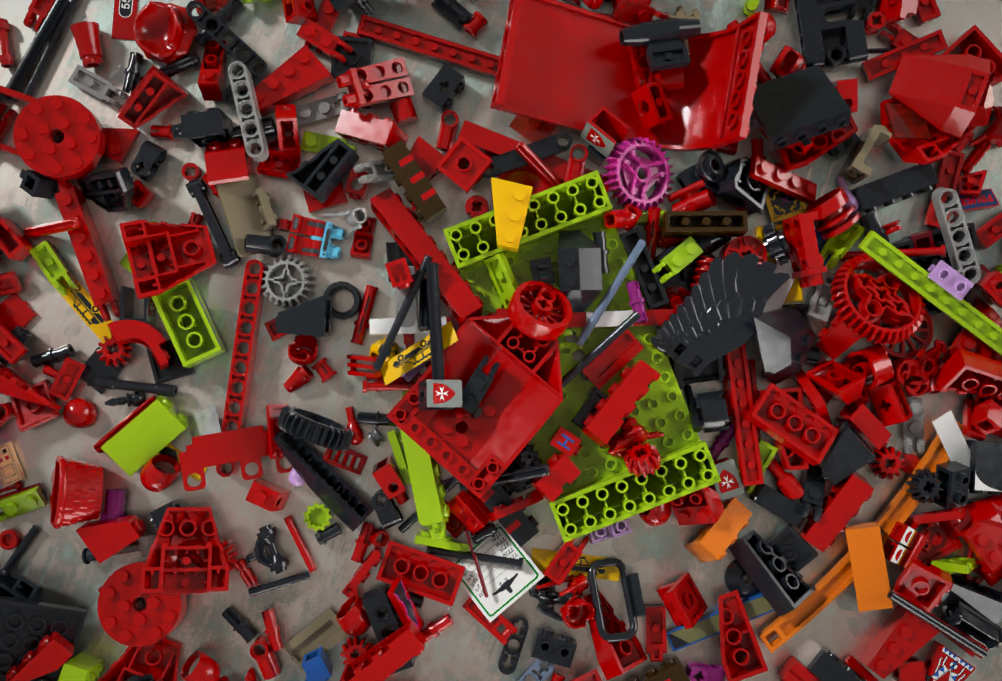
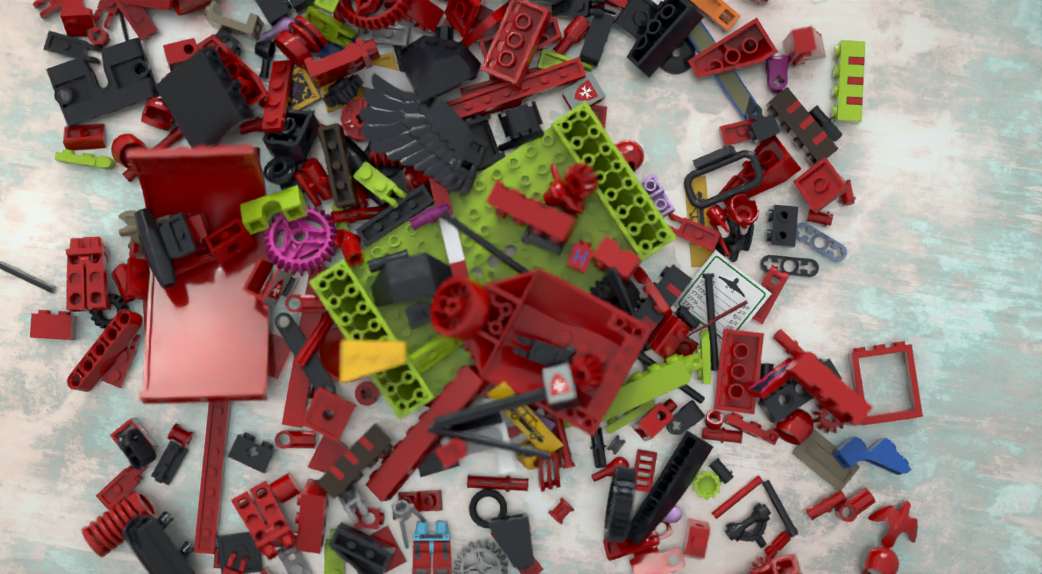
camera: 95 degrees left, 0 degrees up
(239, 624) = (829, 539): black axle -> none
(300, 377) = (575, 535): red cone -> none
(303, 350) = (545, 535): red hair -> none
(448, 423) = (586, 373): none -> red gear
(610, 293) = (426, 243): sand blue piece -> none
(612, 359) = (490, 227): red piece -> none
(656, 651) = (763, 127): none -> black brick
(674, 137) = (259, 211): none -> lime arch
(683, 601) = (710, 110): red bracket -> none
(698, 507) = (615, 115): red slope -> none
(716, 537) = (635, 88): orange wedge -> none
(722, 442) = (549, 104): magenta pin -> none
(828, 180) = (265, 50): none -> black bar

